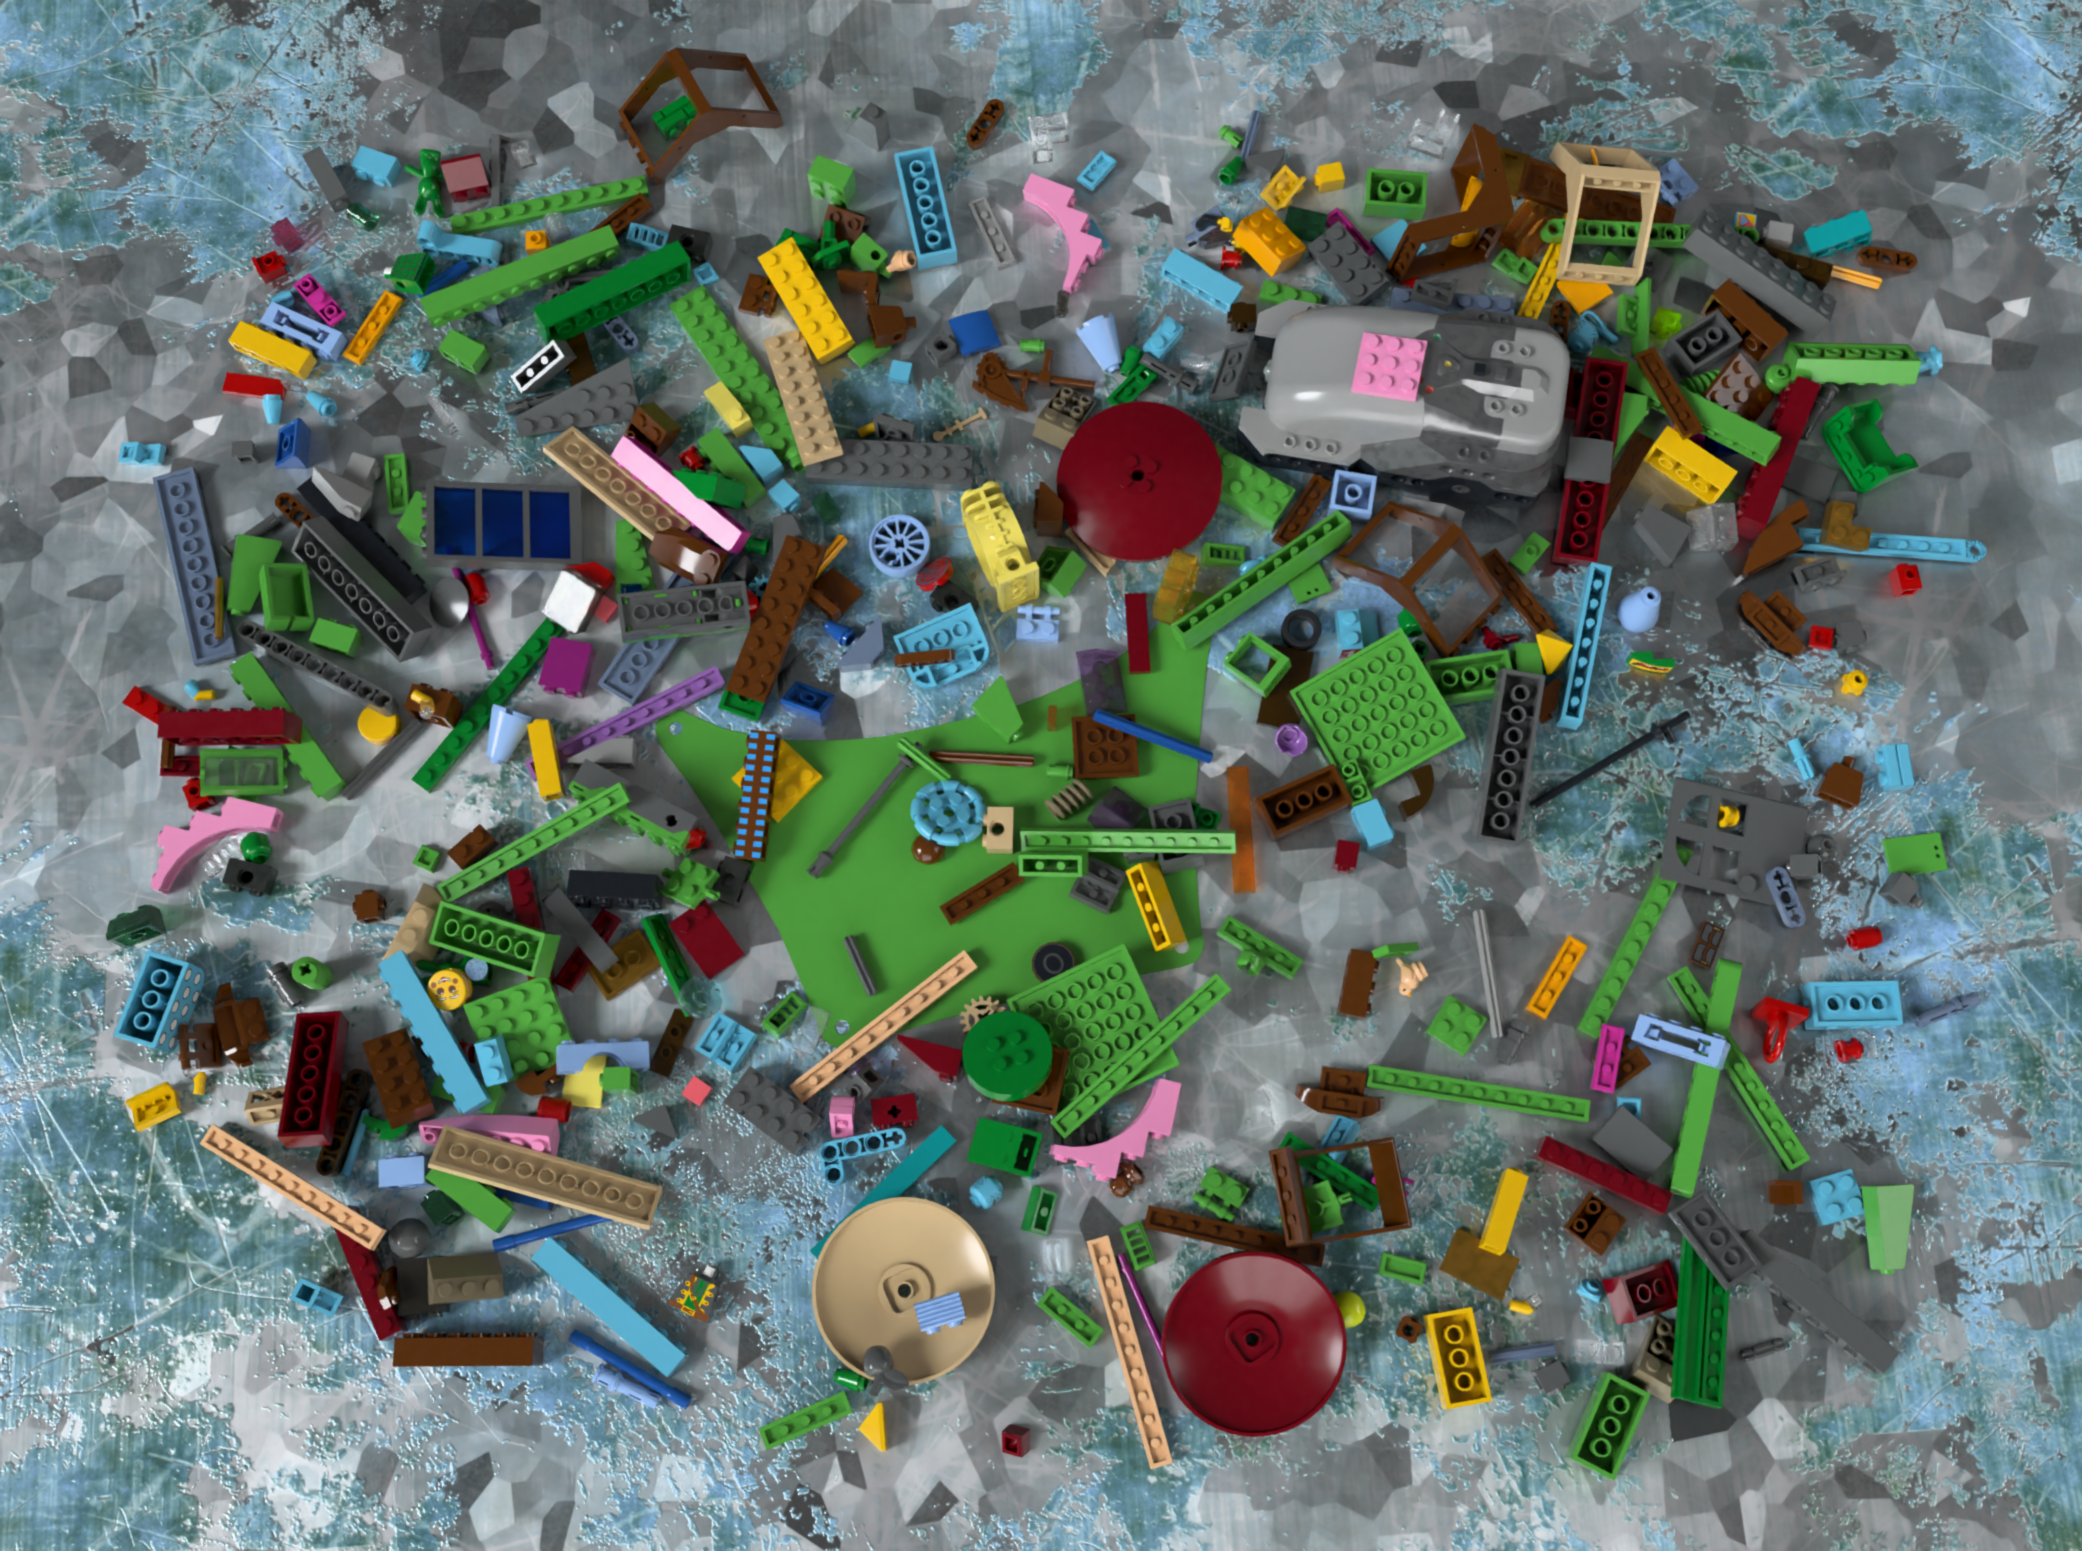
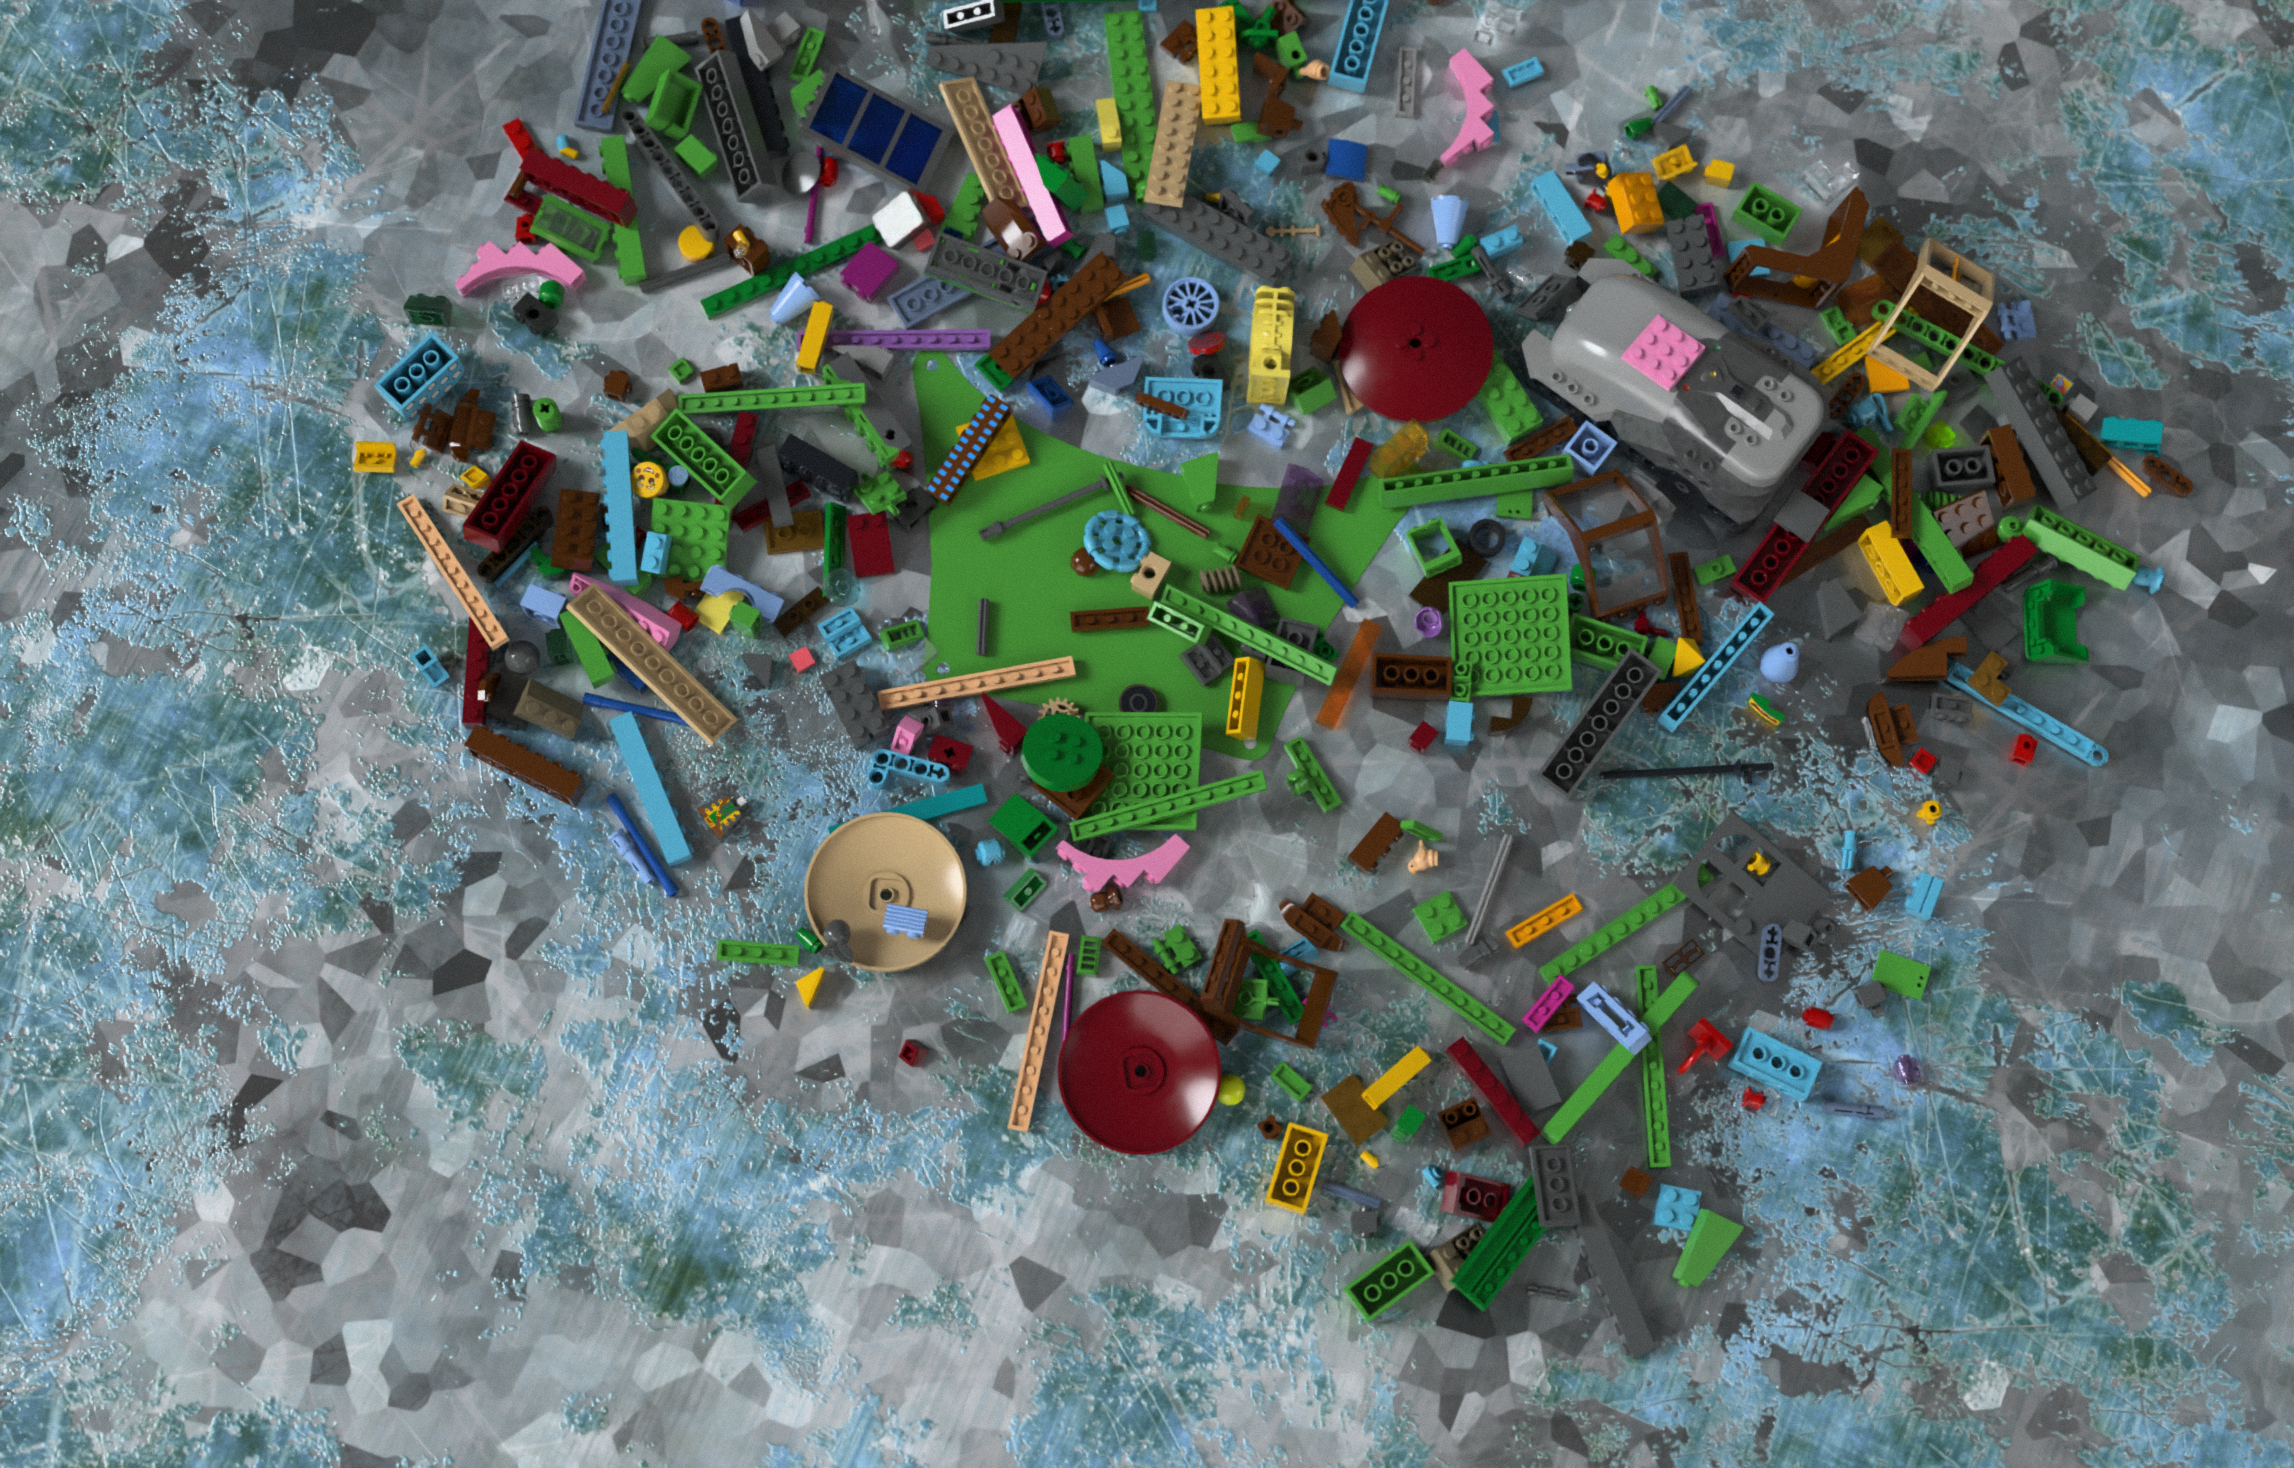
camera: 20 degrees right, 0 degrees up
(269, 1076) = (475, 478): none -> yellow slope
(1543, 1256) = (1407, 1124): none -> green brick
(1973, 945) = (1906, 1070): none -> clear purple head

